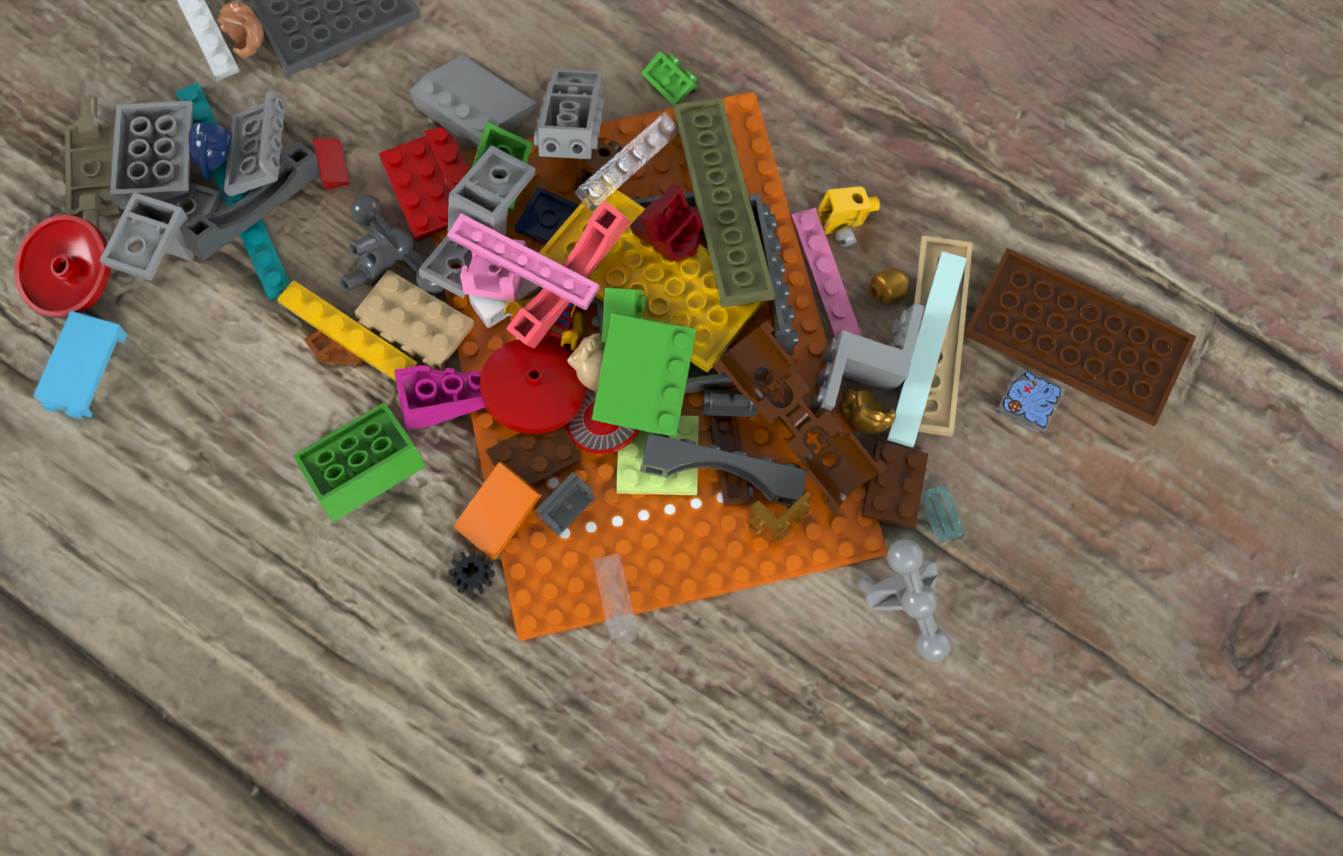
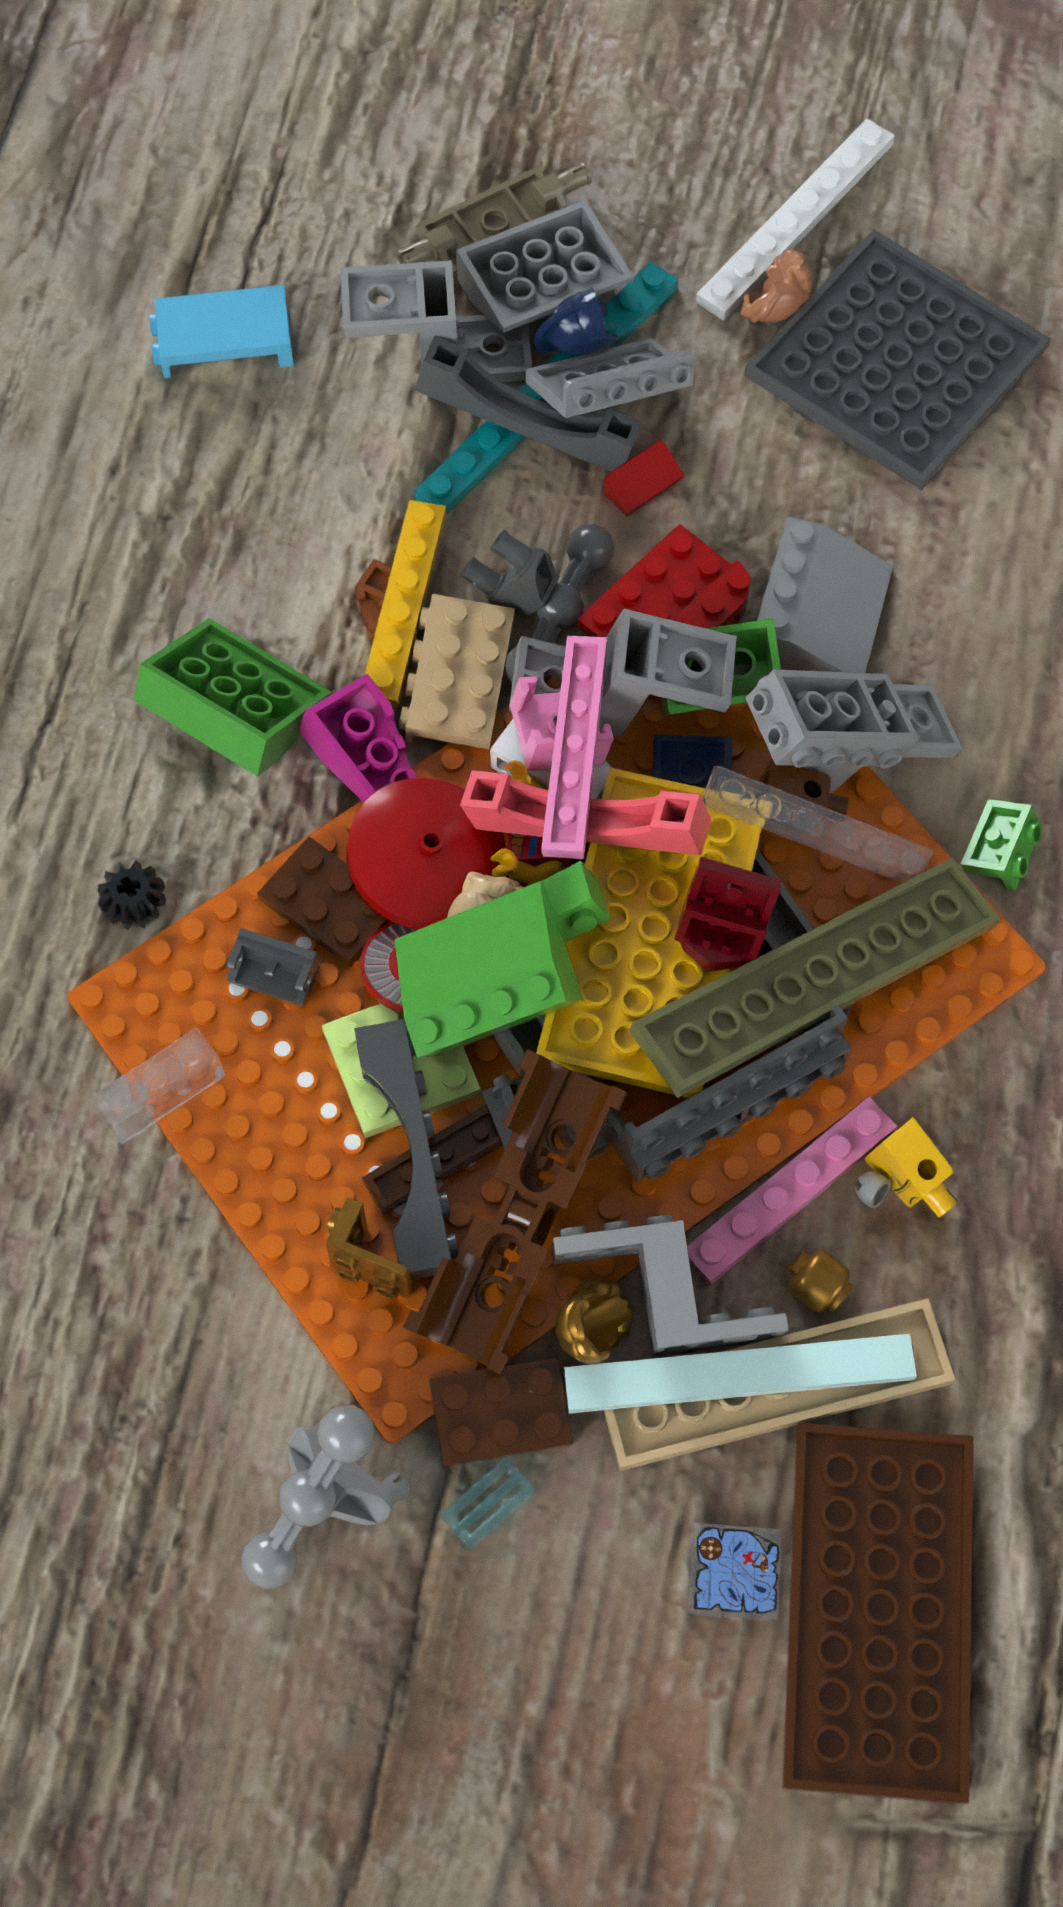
camera: 70 degrees right, 5 degrees down
(61, 266) = (334, 236): red dish -> none
(497, 510) = (227, 886): orange tile -> none

